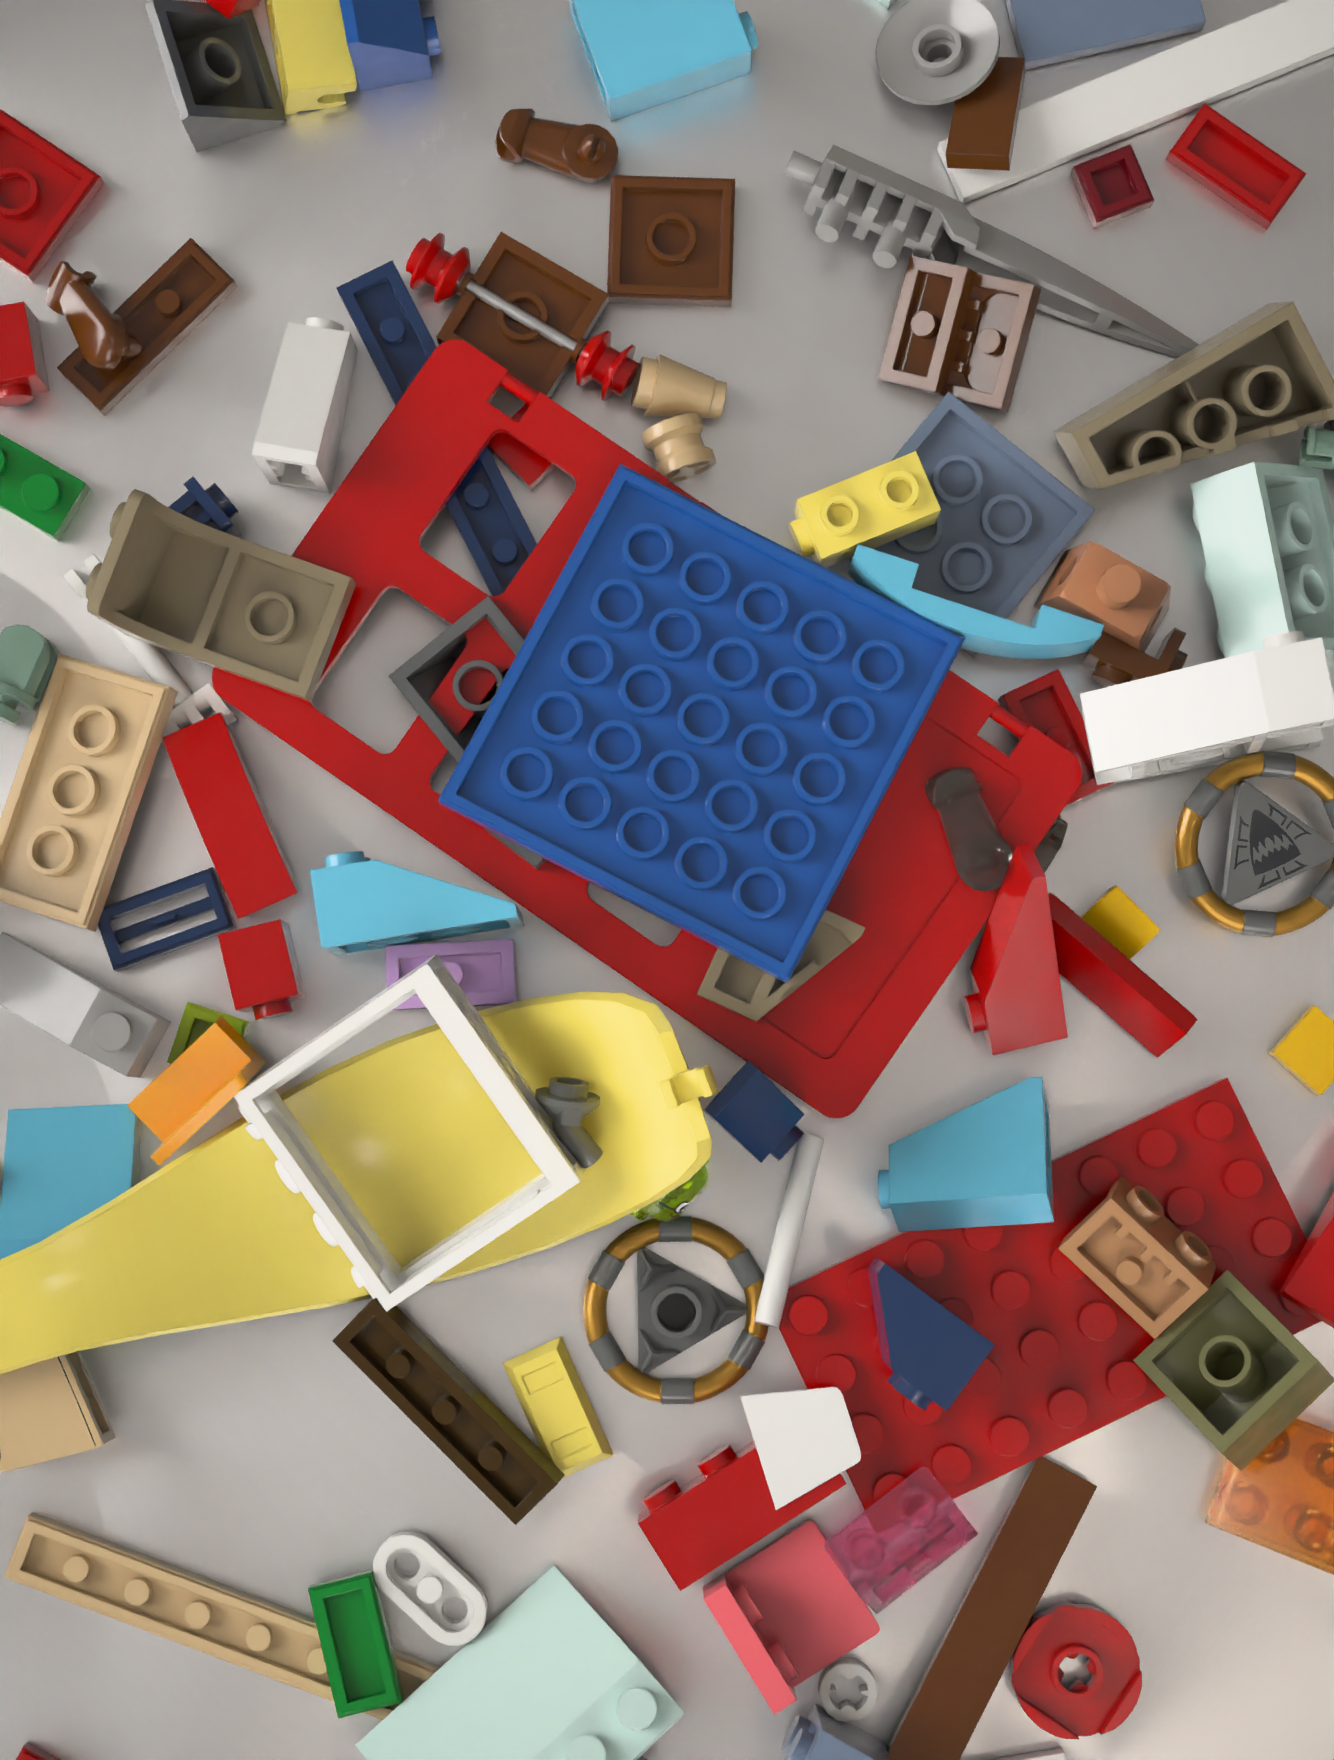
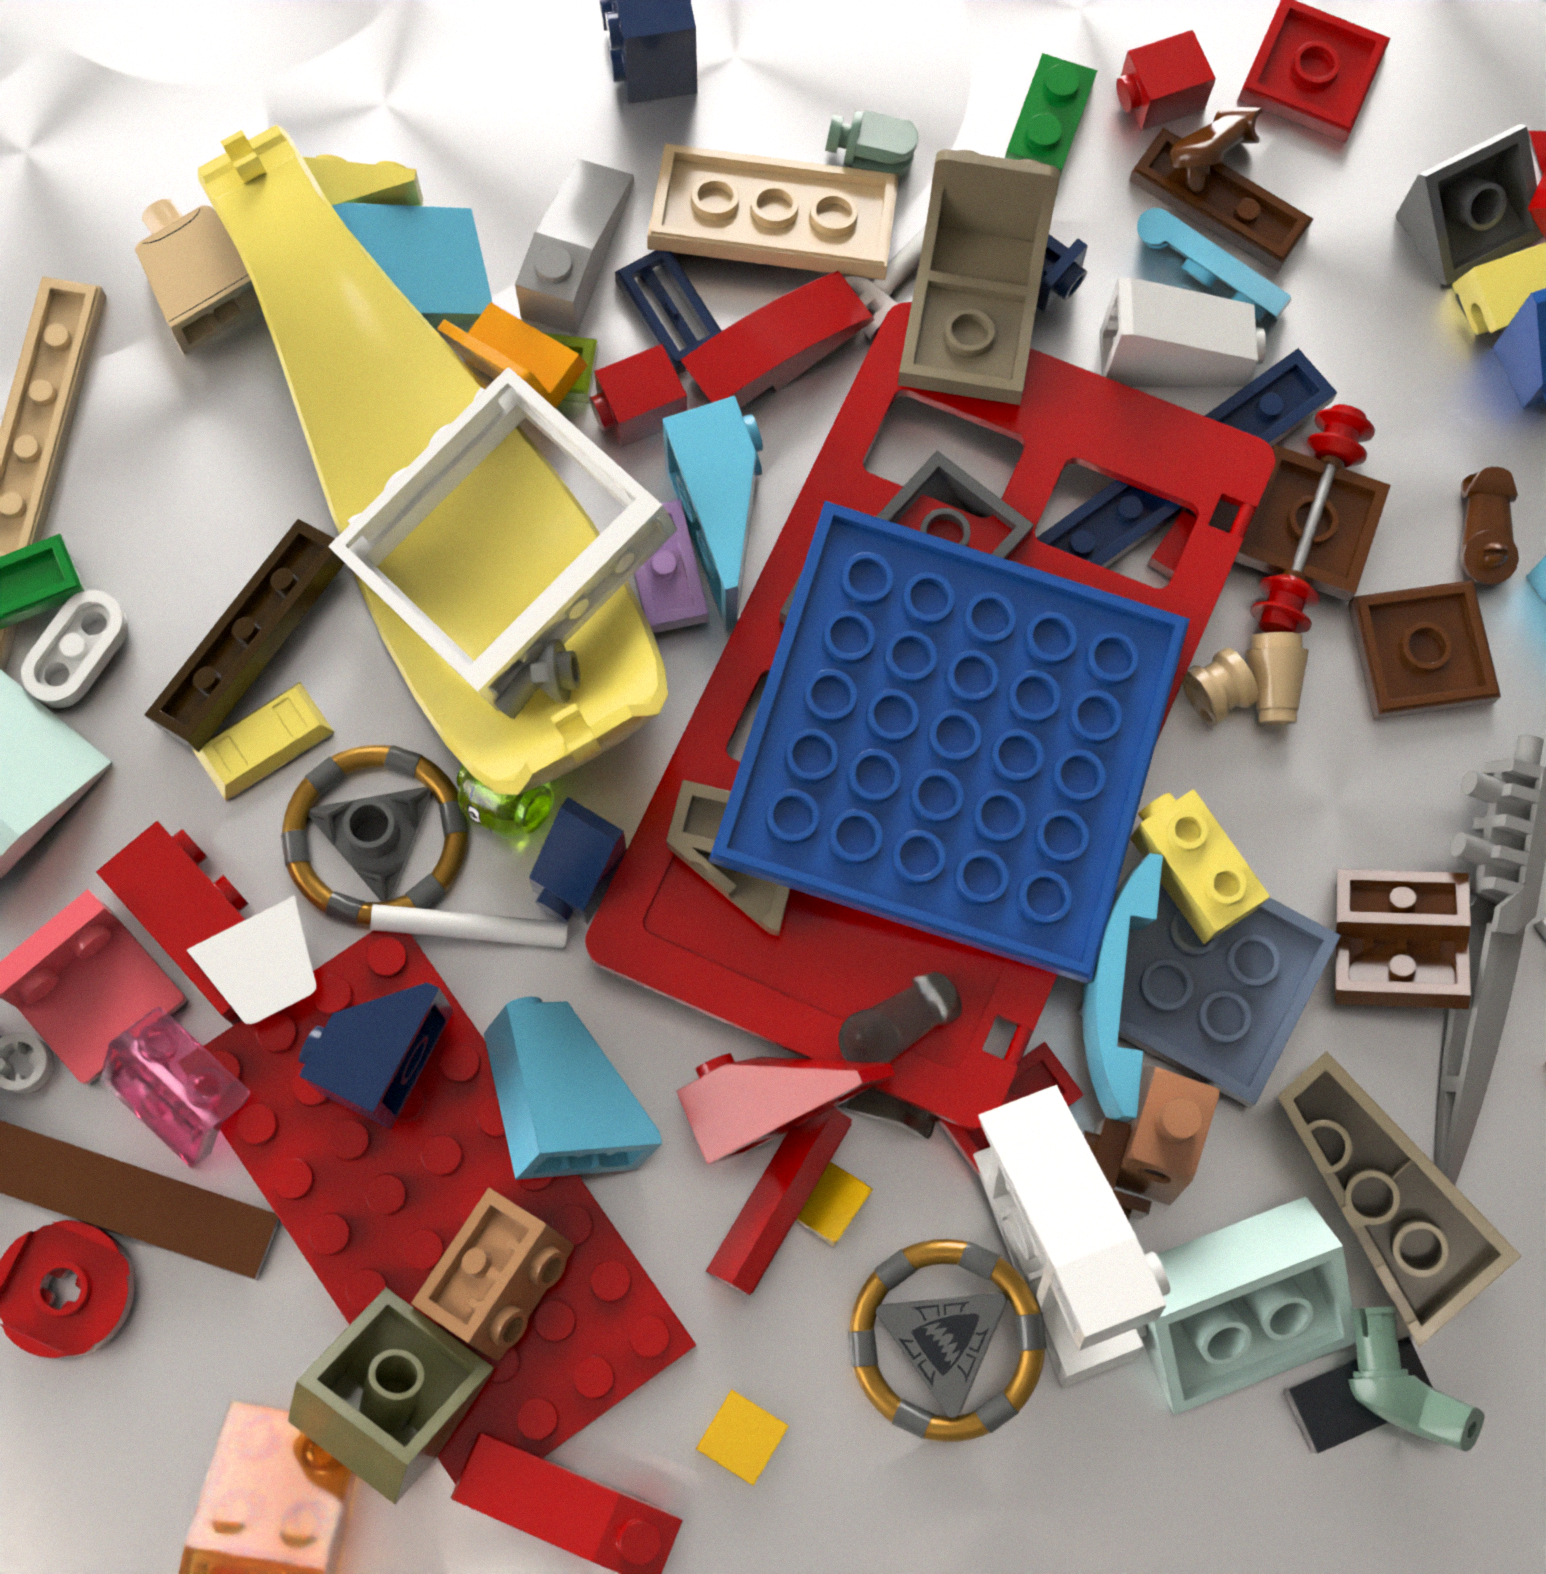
camera: 75 degrees right, 10 degrees down
(224, 353) = (1210, 262): none -> medium azure plate

